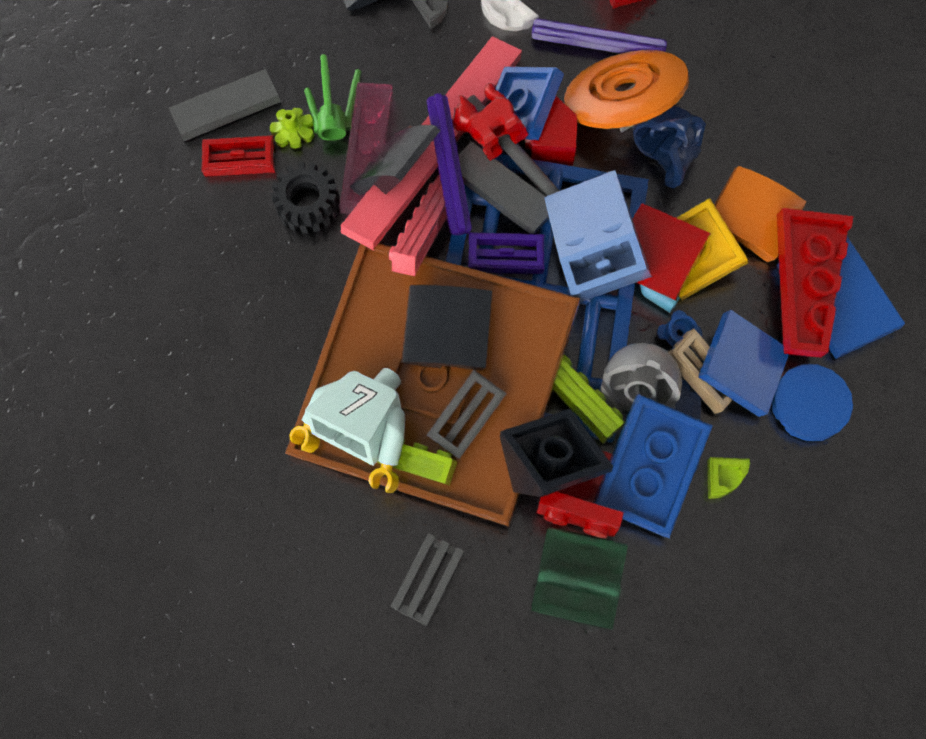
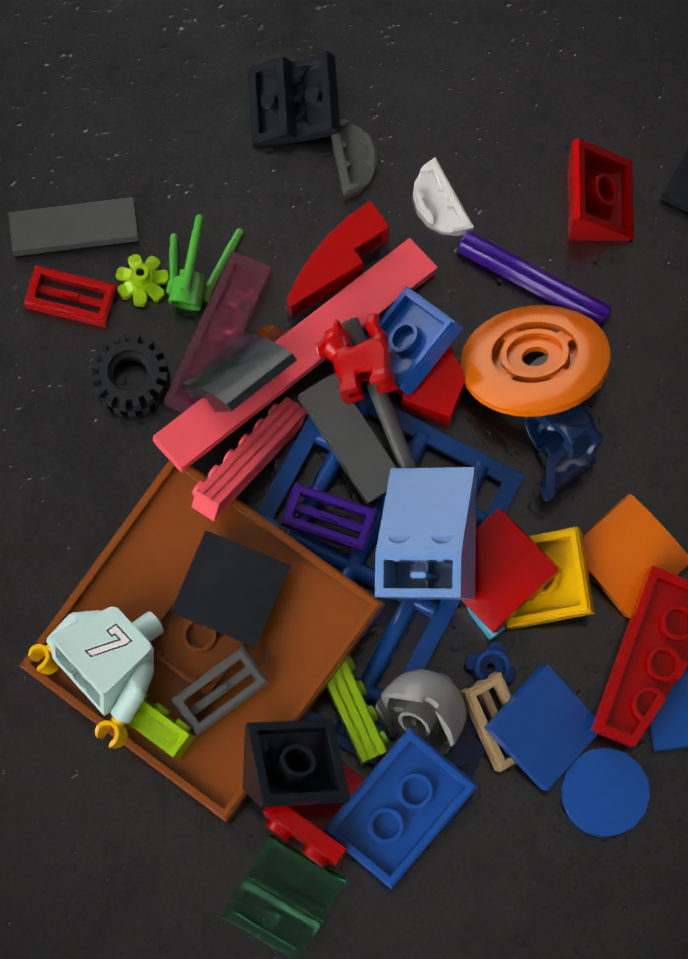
camera: 15 degrees right, 5 degrees up
(443, 61) = (338, 259): none -> red slope
(443, 548) = (99, 876): dark grey tile -> none
(449, 165) = (297, 397): dark purple axle -> none
(725, 475) = (480, 841): lime tile -> none

